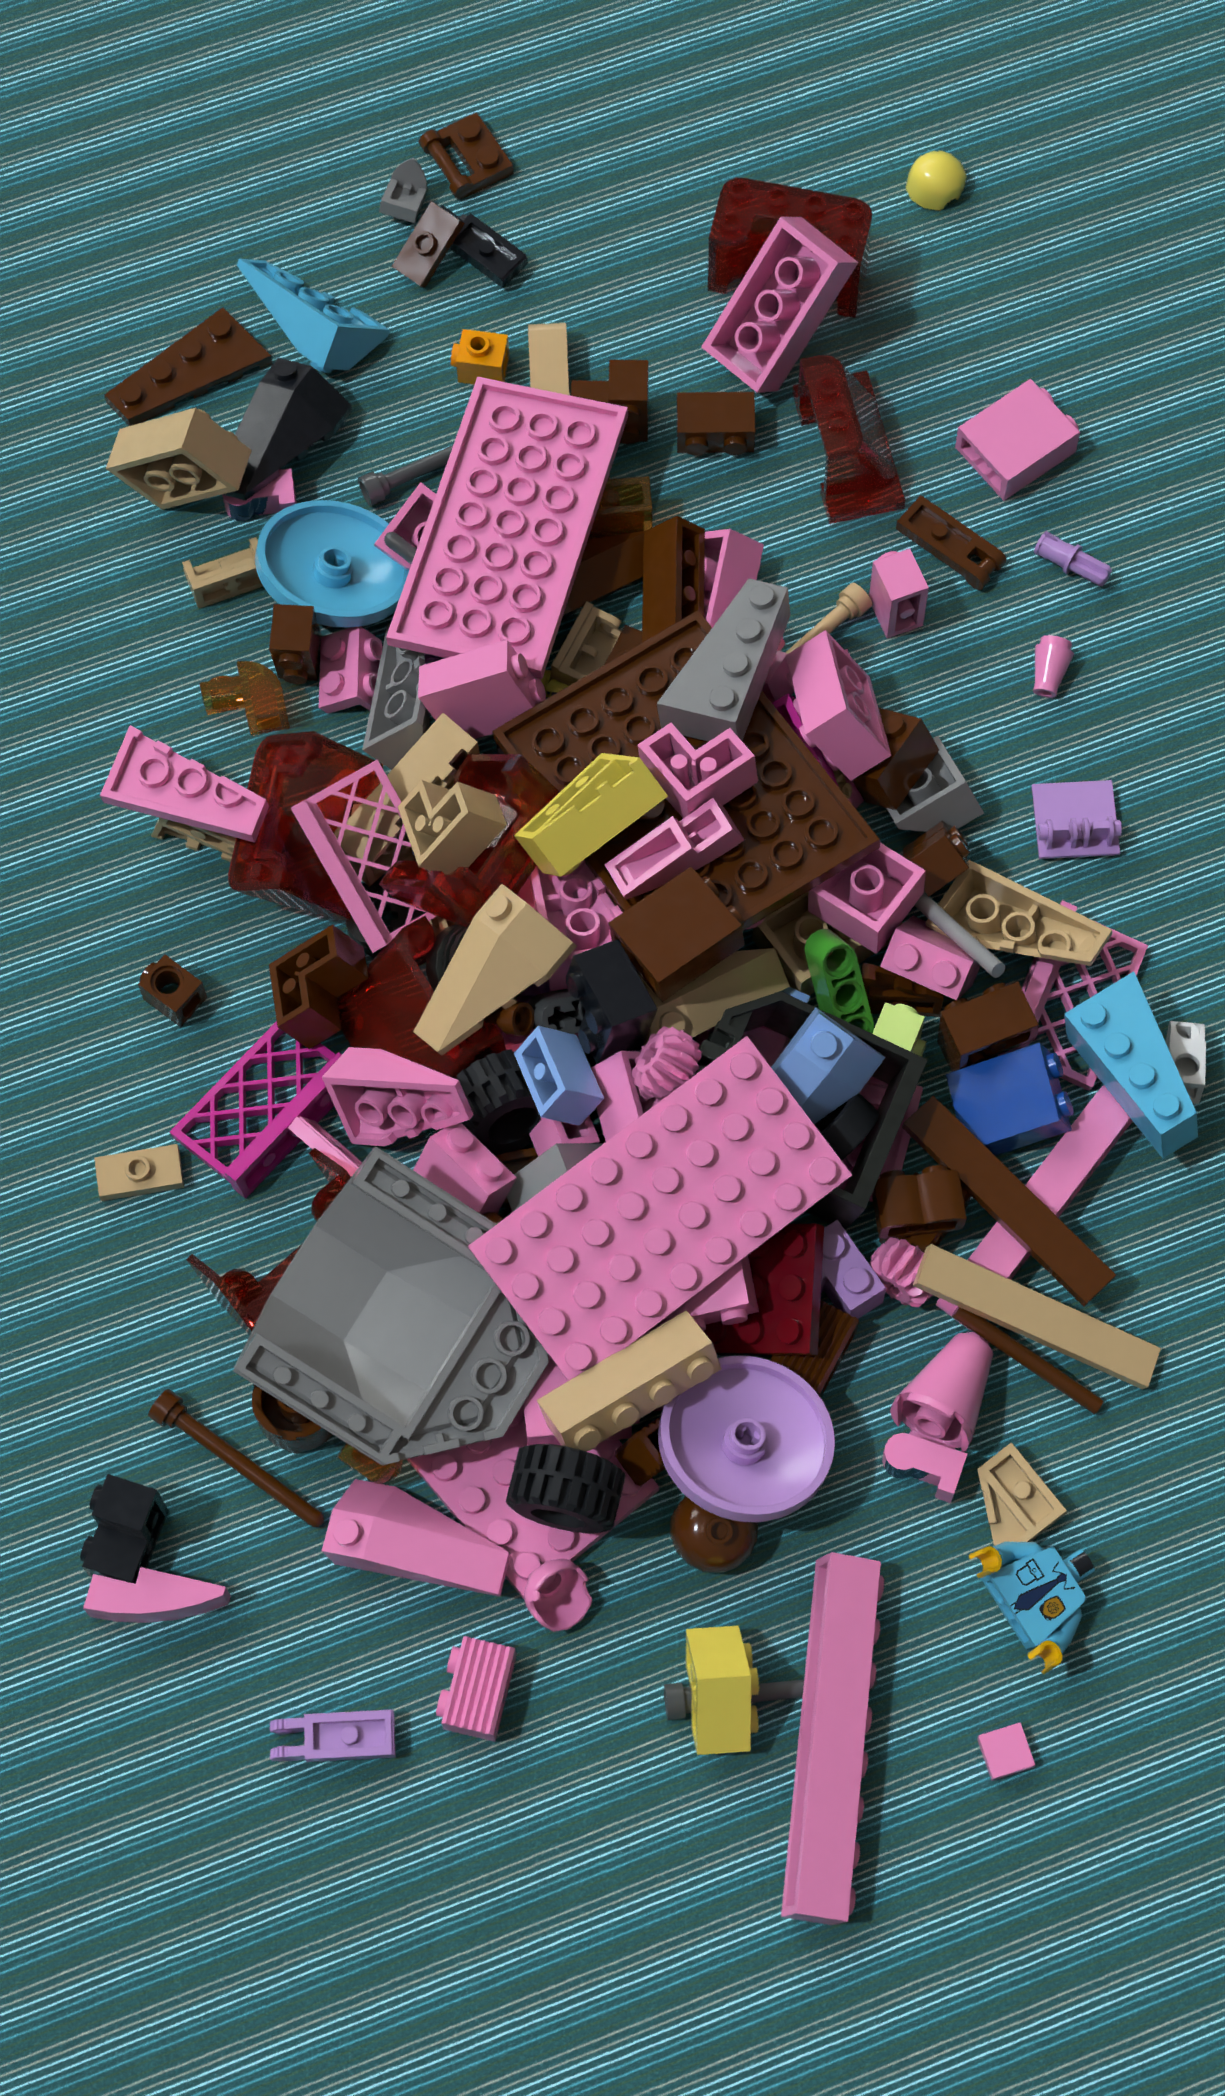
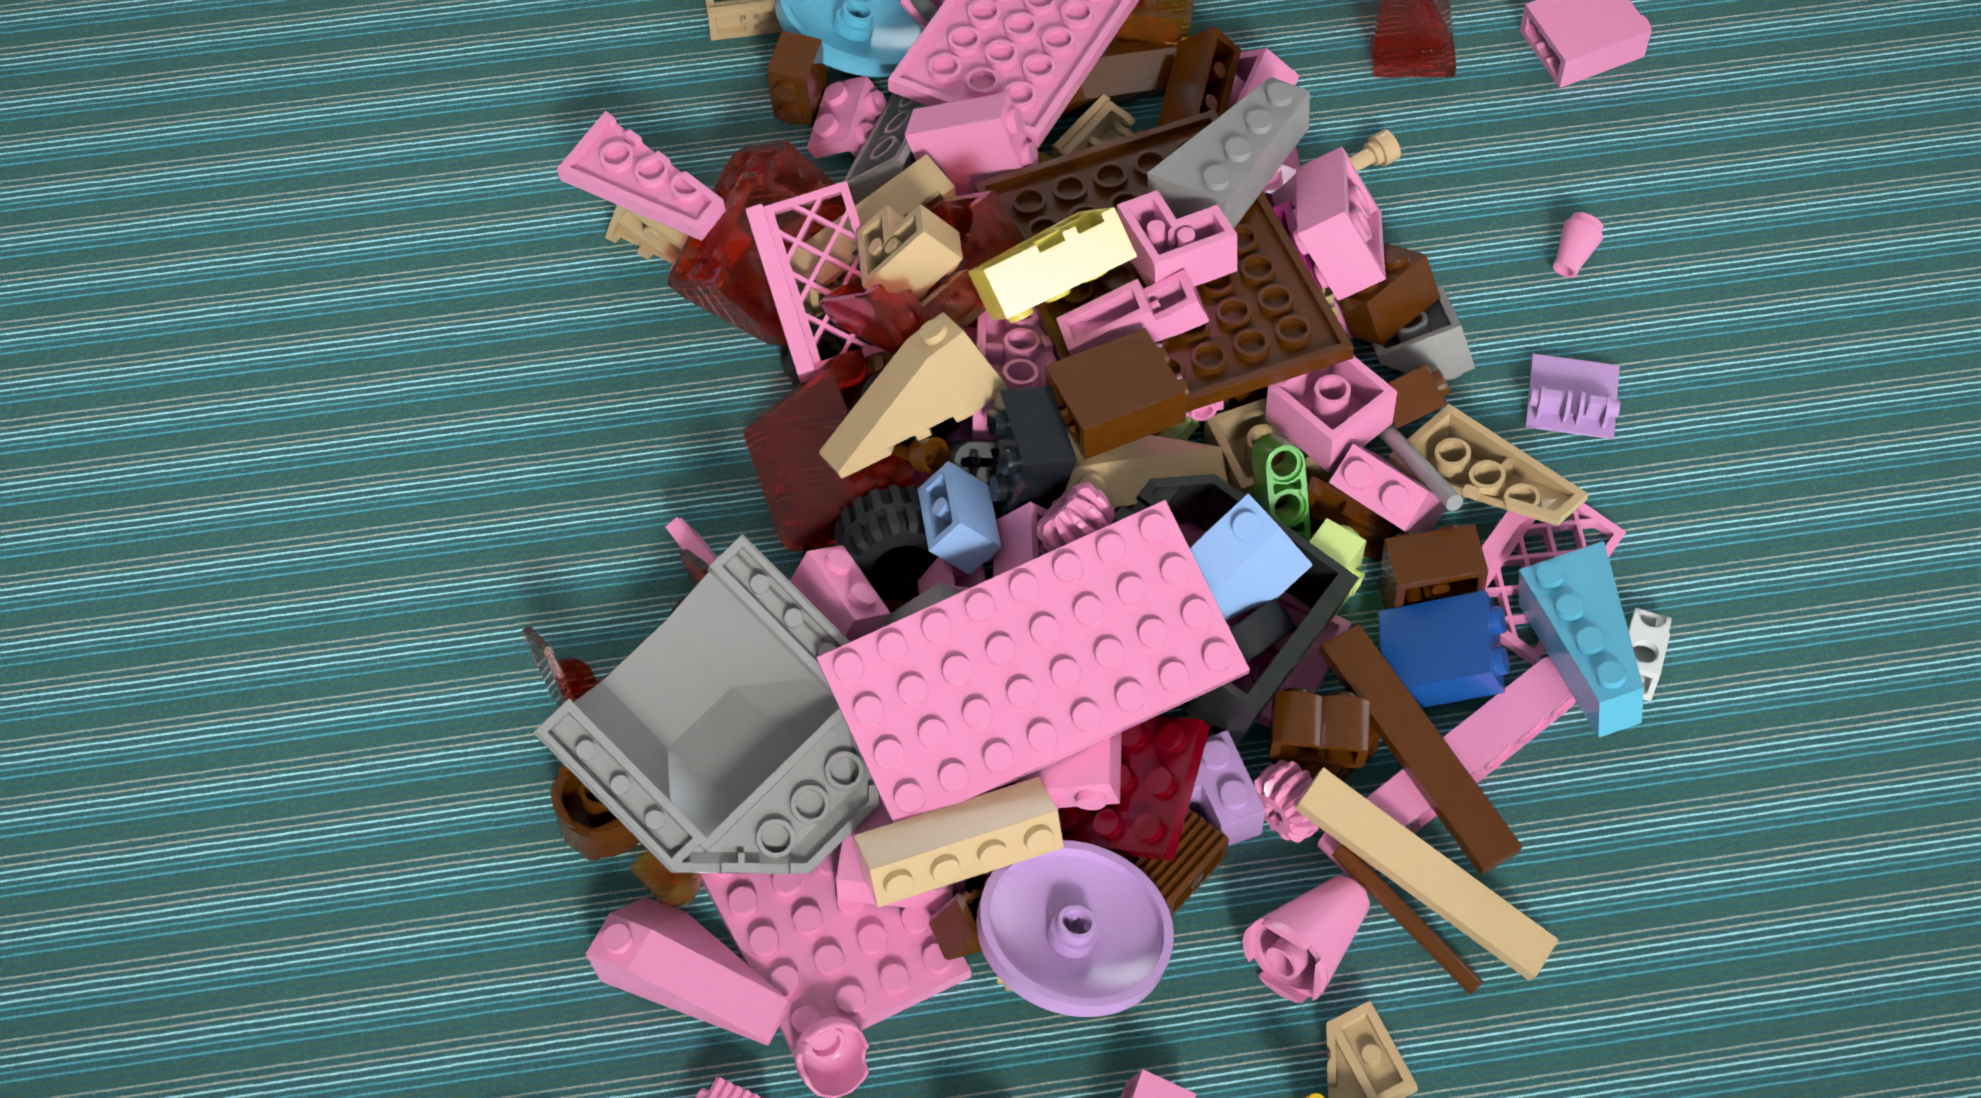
camera: 10 degrees right, 10 degrees down
(127, 1529) = (388, 894): black brick -> none
(139, 1172) = (502, 548): tan plate -> none
(153, 1598) = (394, 971): bright pink slope -> none
(170, 1411) = (467, 786): reddish brown piece -> none
(176, 1005) = (589, 393): reddish brown brick -> none
(255, 690) = (742, 119): clear orange brick -> none
(275, 1140) = (651, 543): dark pink fence -> none
(310, 982) = (728, 392): reddish brown brick -> none
(391, 1097) = (782, 510): bright pink wedge -> none
(565, 1488) = (864, 938): black tyre -> none
(709, 1540) = (1016, 1033): reddish brown cylinder -> none
(898, 592) = (1429, 143): bright pink brick -> none
(926, 1461) = (1270, 1003): bright pink leg -> none
(950, 542) = (1496, 112): reddish brown plate -> none
(1072, 559) = (1620, 150): lavender axle -> none

